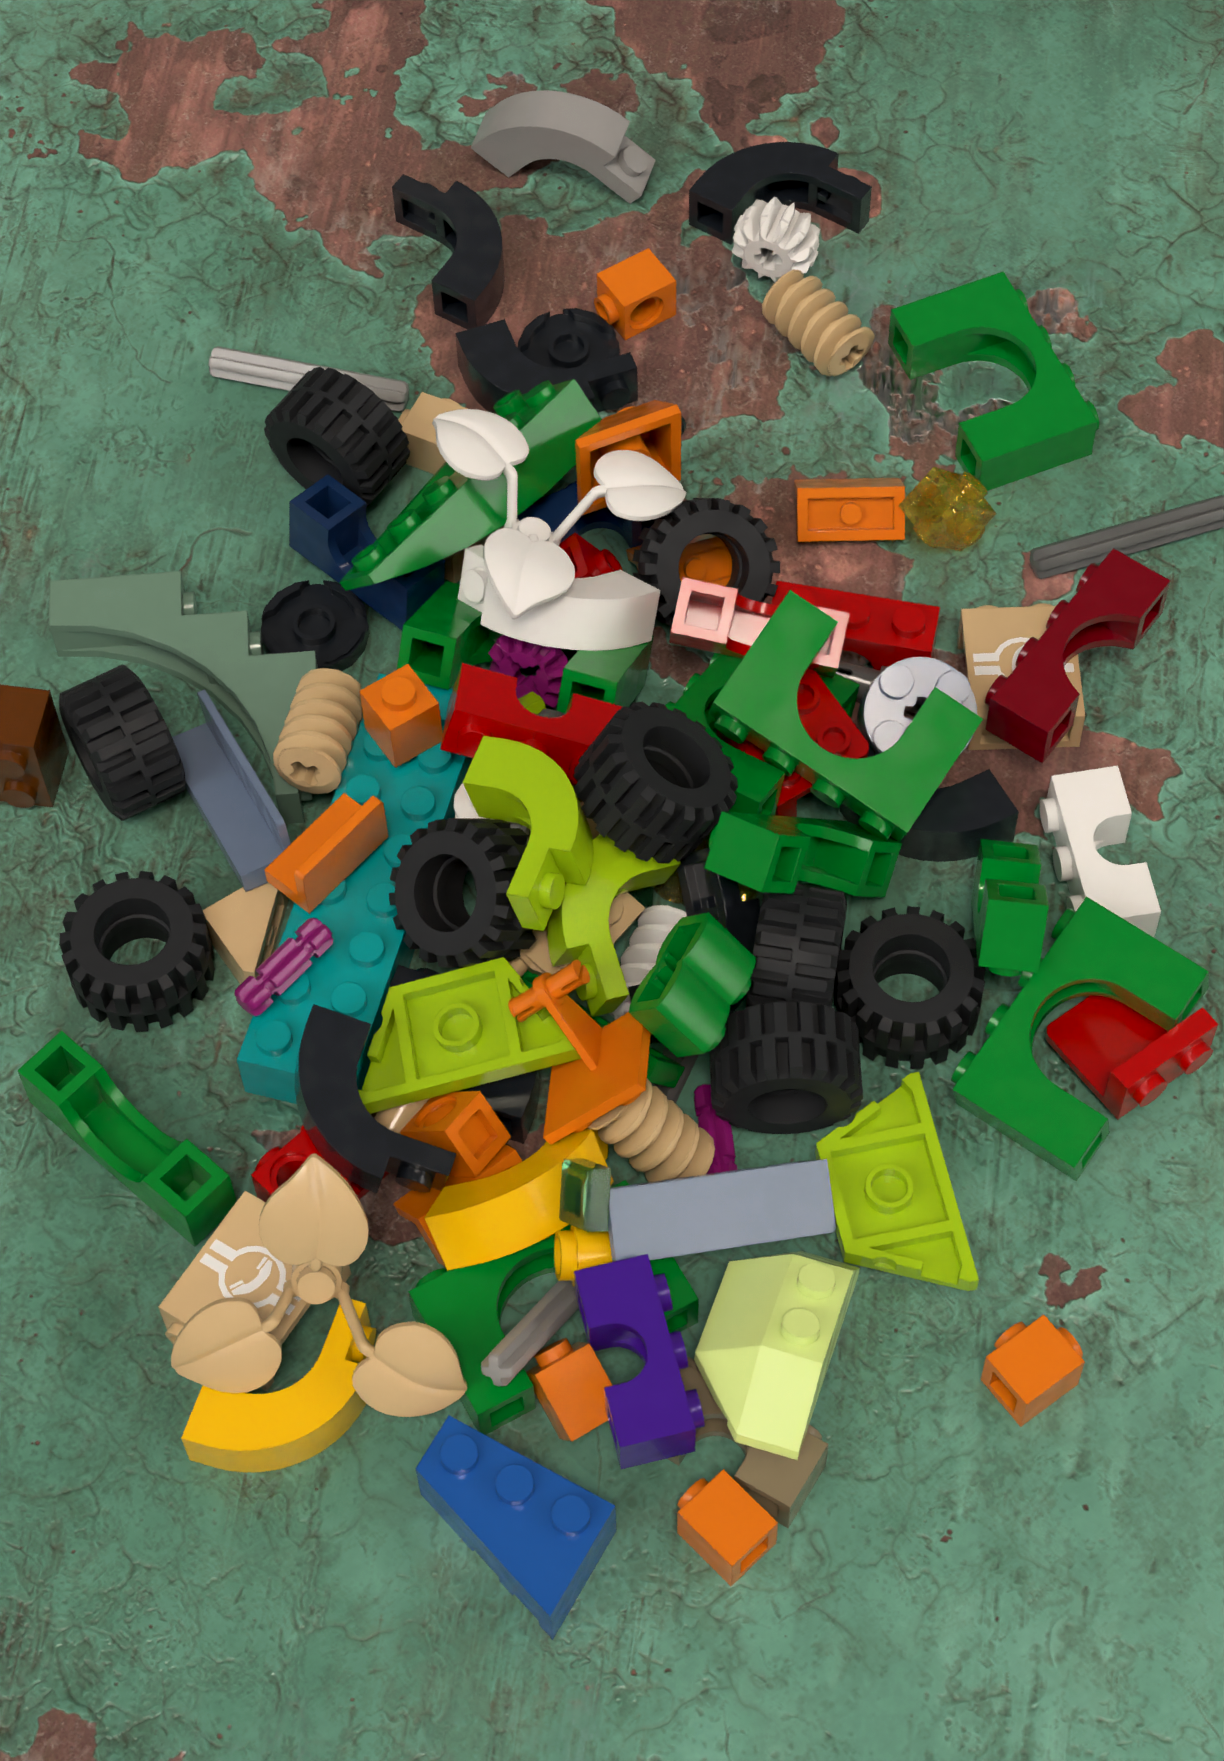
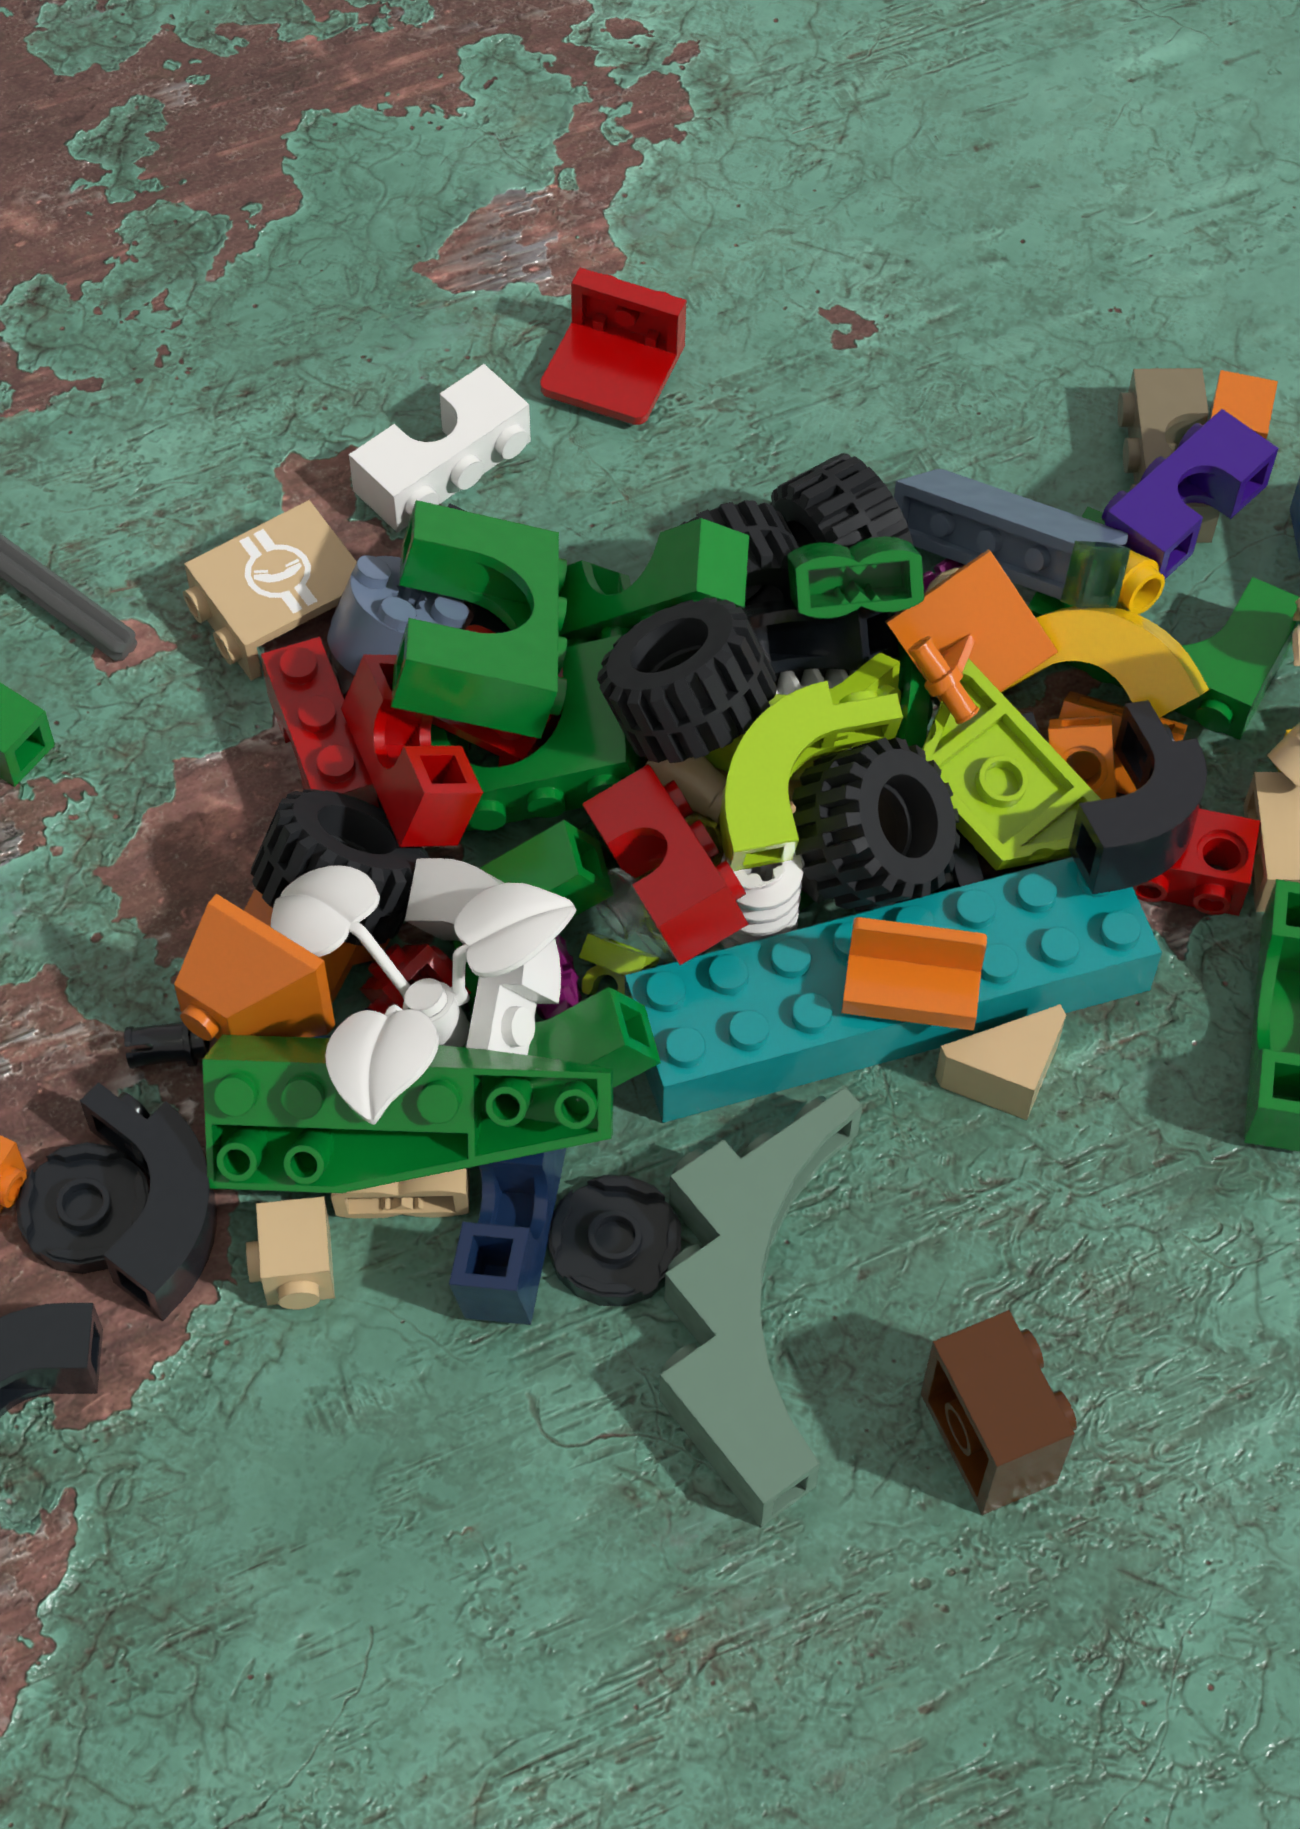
camera: 125 degrees left, 0 degrees up
(122, 742) = (913, 1274): black tyre -> none
(129, 912) = (1118, 1089): black tyre -> none
(231, 797) = (889, 1154): sand blue panel -> none
(283, 966) = (1057, 945): magenta axle -> none
(286, 373) = (285, 1459): light grey axle -> none
(319, 731) = (781, 1083): tan piece -> none
(337, 430) = (390, 1311): black tyre -> none
(401, 715) = (727, 990): orange brick -> none
(530, 1334) = (1219, 595): light grey axle -> none
(570, 1387) = (1224, 561): orange brick -> none
(773, 1344) = (1074, 429): yellowish green wedge -> none
(849, 509) = (146, 828): orange panel -> none
(896, 1193) = (885, 426): lime wing -> none
(917, 947) = (663, 479): black tyre -> none
(948, 509) = (117, 722): clear yellow brick -> none
(1009, 907) = (546, 480): green arch -> none
(1032, 1367) = (952, 294): orange brick -> none
(1090, 956) = (582, 383): green arch -> none
(1111, 608) = (325, 521): dark red arch -> none

